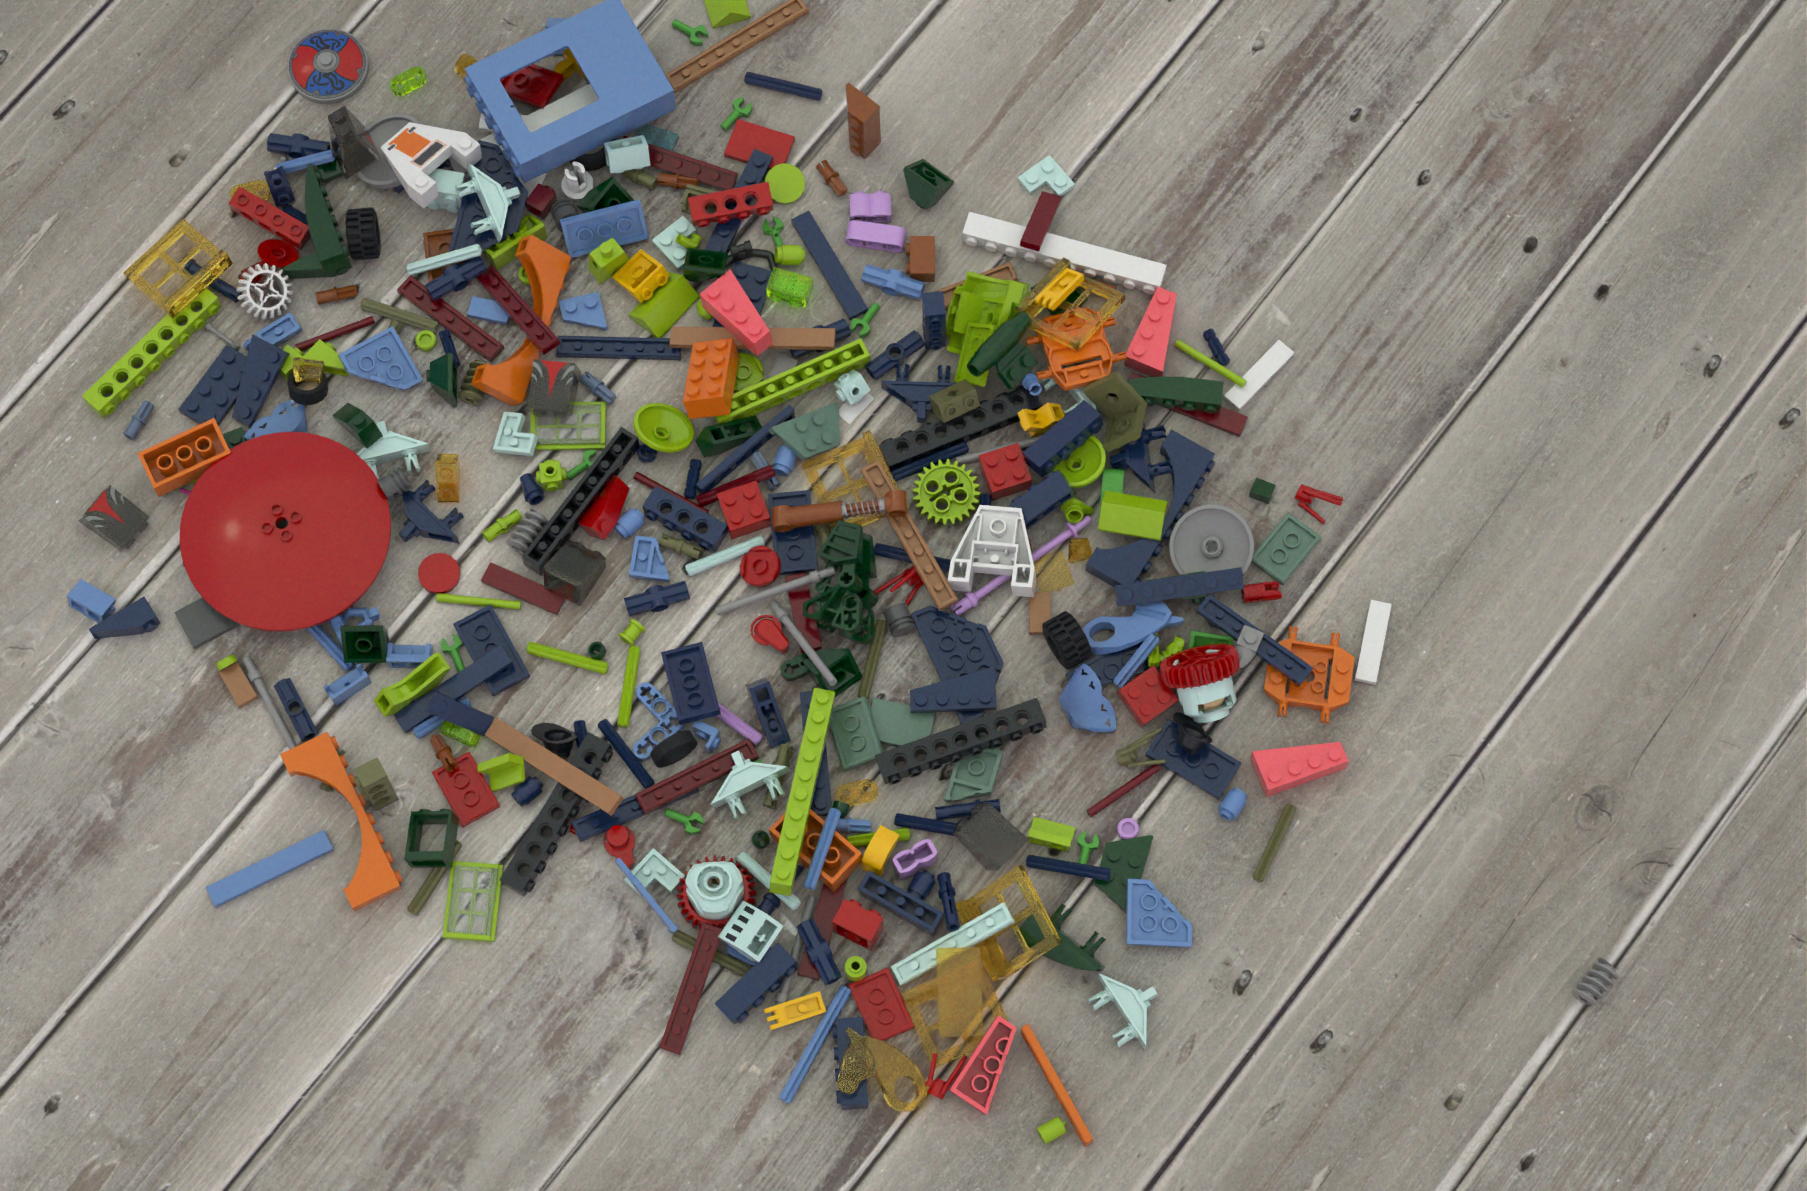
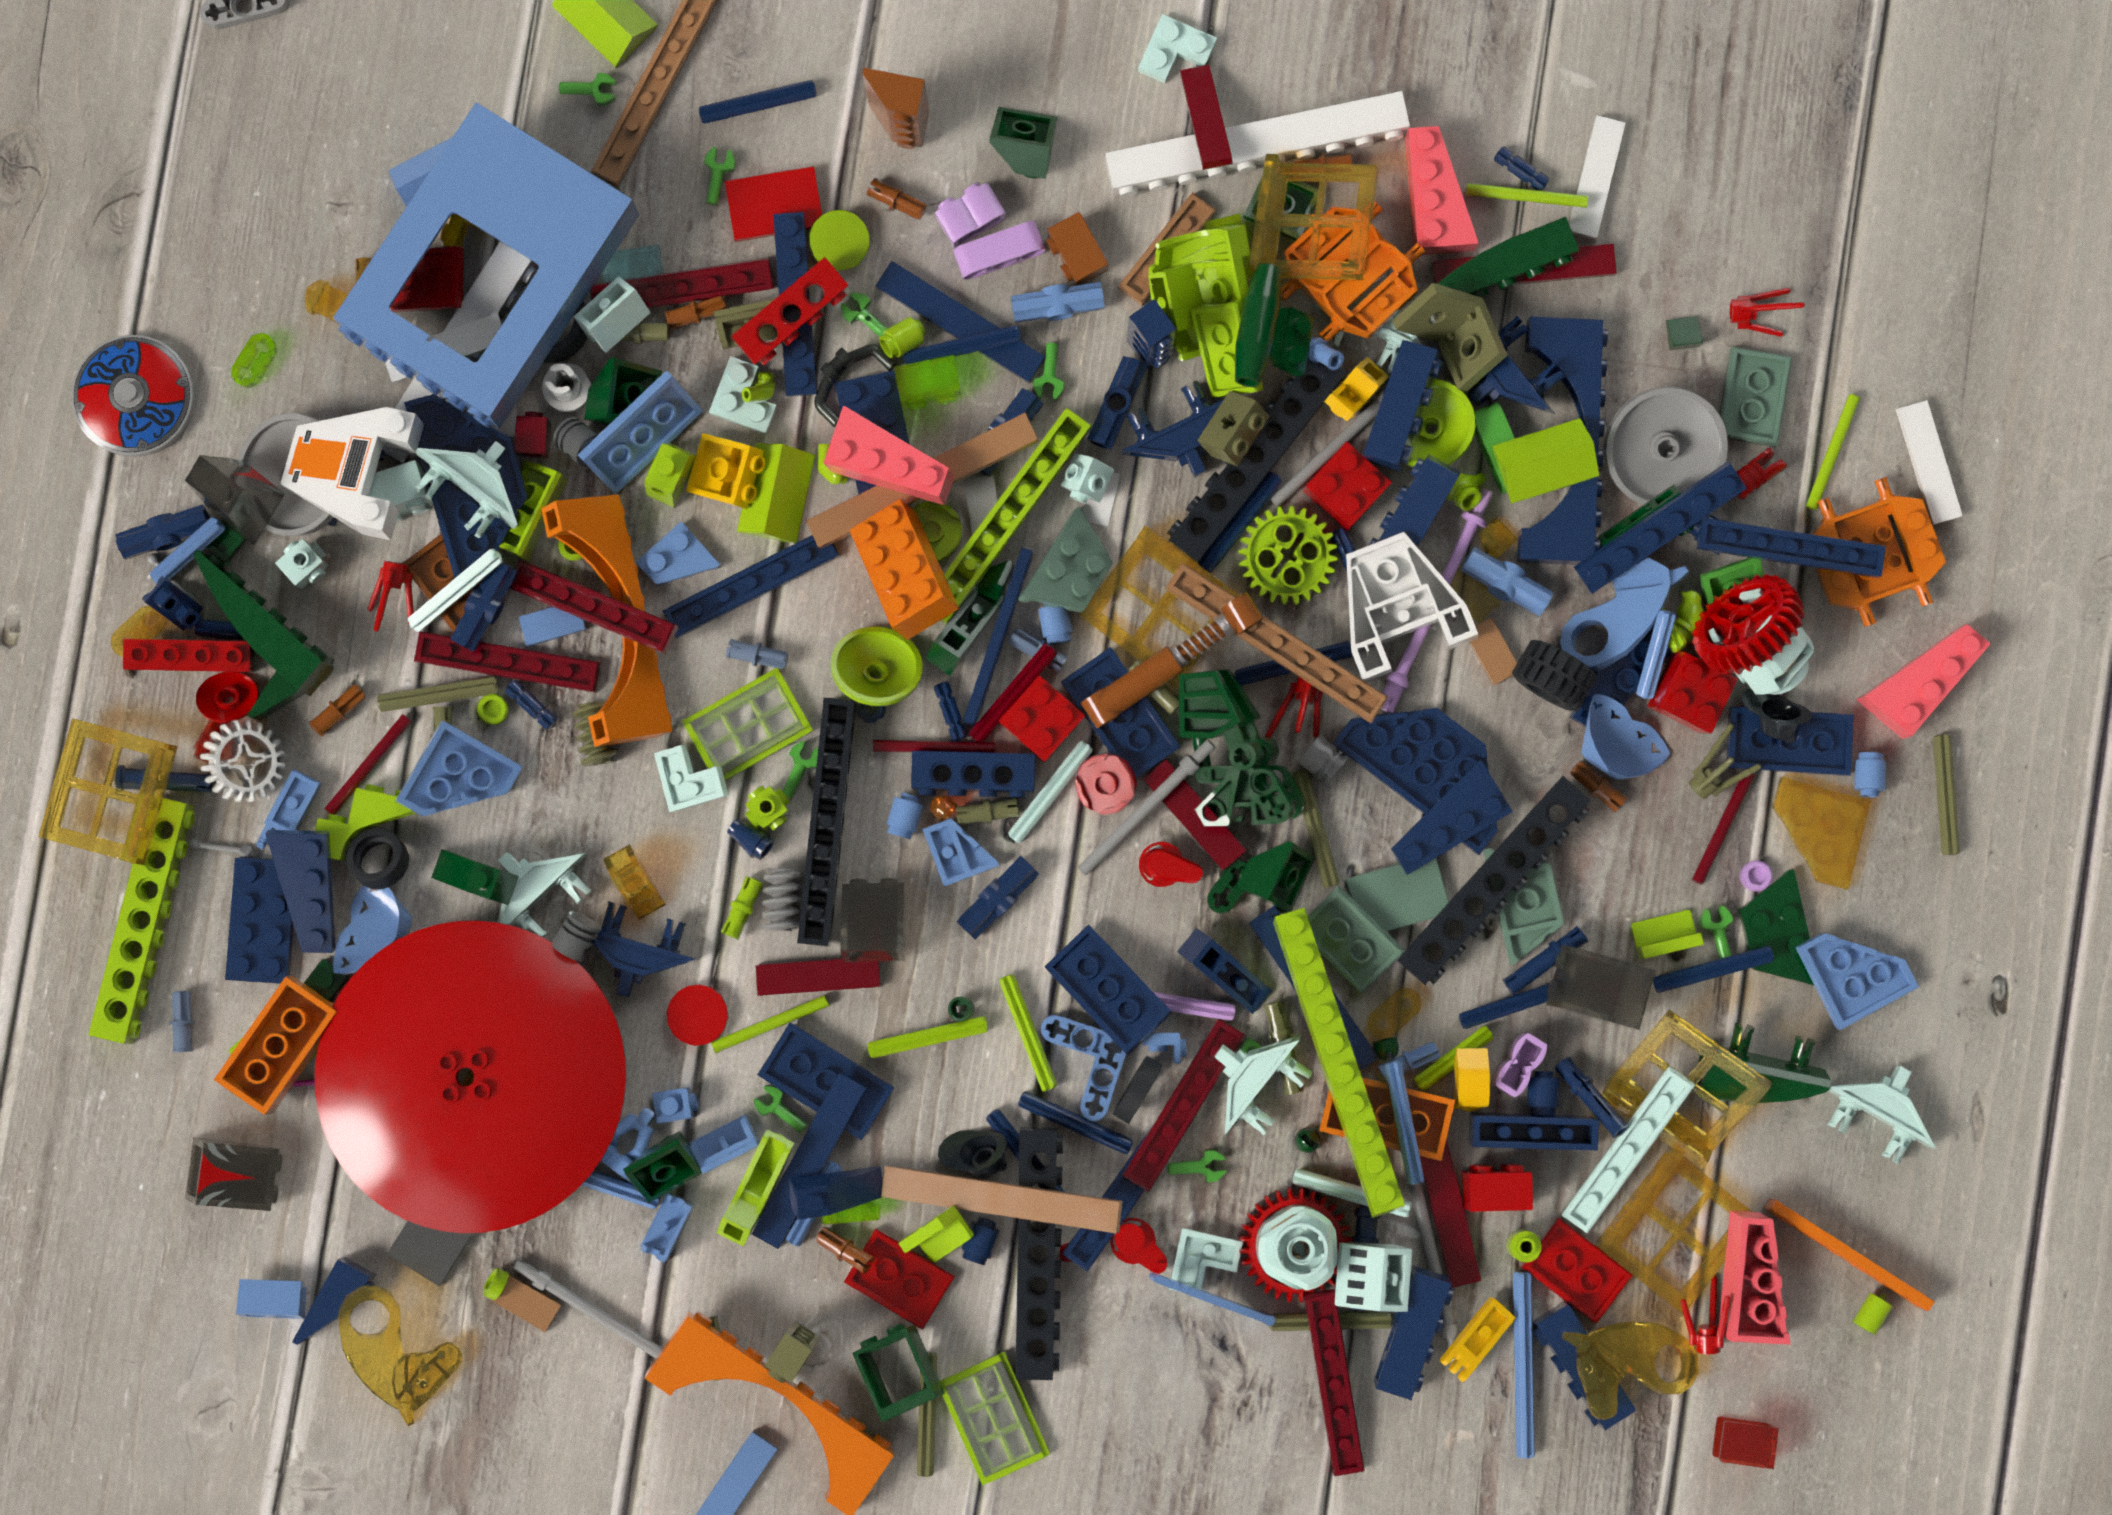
camera: 30 degrees left, 15 degrees up
(132, 674) = (382, 1366): none -> clear yellow animal
(301, 720) = (604, 1286): dark blue piece -> none
(308, 370) = (368, 841): clear yellow tile -> none
(363, 233) = (326, 613): black tyre -> none
(366, 198) = (293, 563): none -> light aqua brick
(394, 617) = (675, 1105): none -> medium blue bracket
(413, 235) = (391, 576): none -> red plant
(444, 378) = (550, 752): dark green slope -> none
(553, 388) = (704, 692): clear smoke slope -> none
(605, 510) = (865, 816): red slope -> none
(631, 632) = (991, 960): lime bush -> none
(655, 530) = (942, 807): none -> clear orange hinge
(704, 264) = (802, 412): dark green slope -> none
(763, 418) = (995, 580): none -> dark green slope
(784, 618) = (1174, 835): light grey bar -> none
(819, 952) = (1466, 1250): dark blue piece -> none
(827, 278) = (965, 345): none -> dark blue axle
(925, 1163) = (1745, 1442): none -> clear red piece
(959, 992) = (1670, 1207): clear yellow tile -> none
(1059, 289) = (1288, 202): yellow hinge -> none
(1059, 724) = (1598, 786): none -> dark orange axle
(1071, 575) = (1506, 581): none -> medium blue piece
(1186, 822) = (1823, 828): none -> clear yellow plate
(1248, 644) = (1789, 559): light grey plate -> none
(1317, 604) = (1832, 451): none -> lime bar

